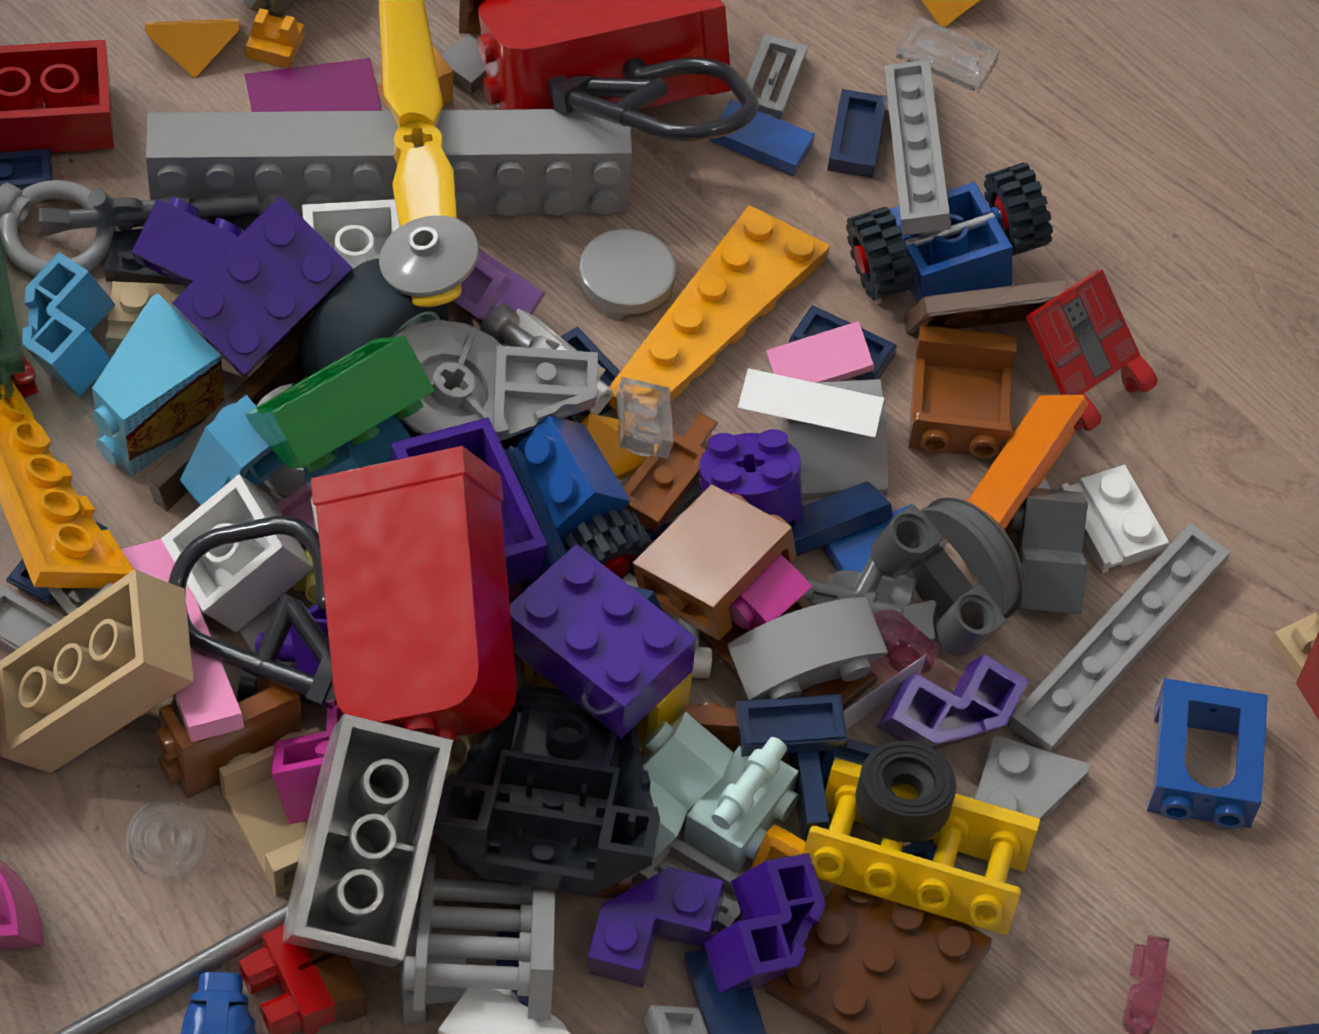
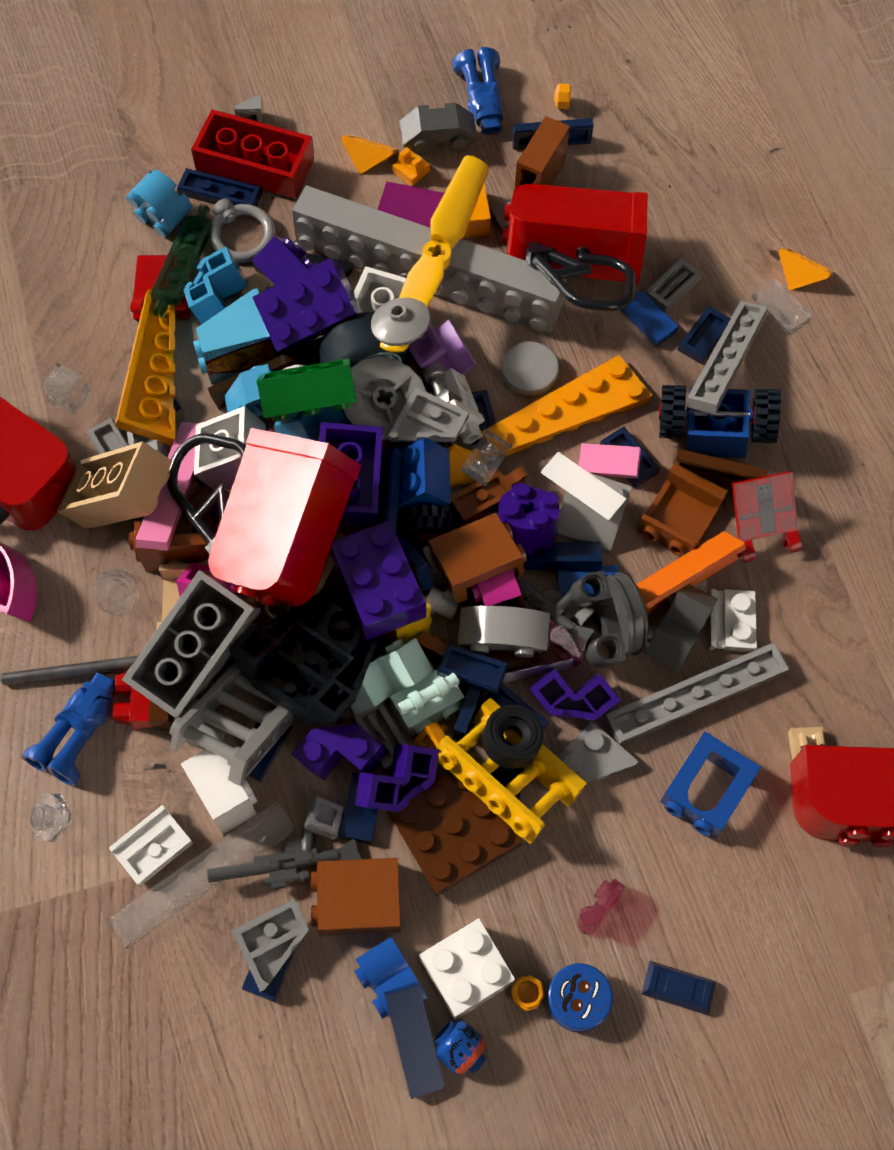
camera: 30 degrees right, 10 degrees up
(133, 212) = (263, 231): dark grey piece -> none

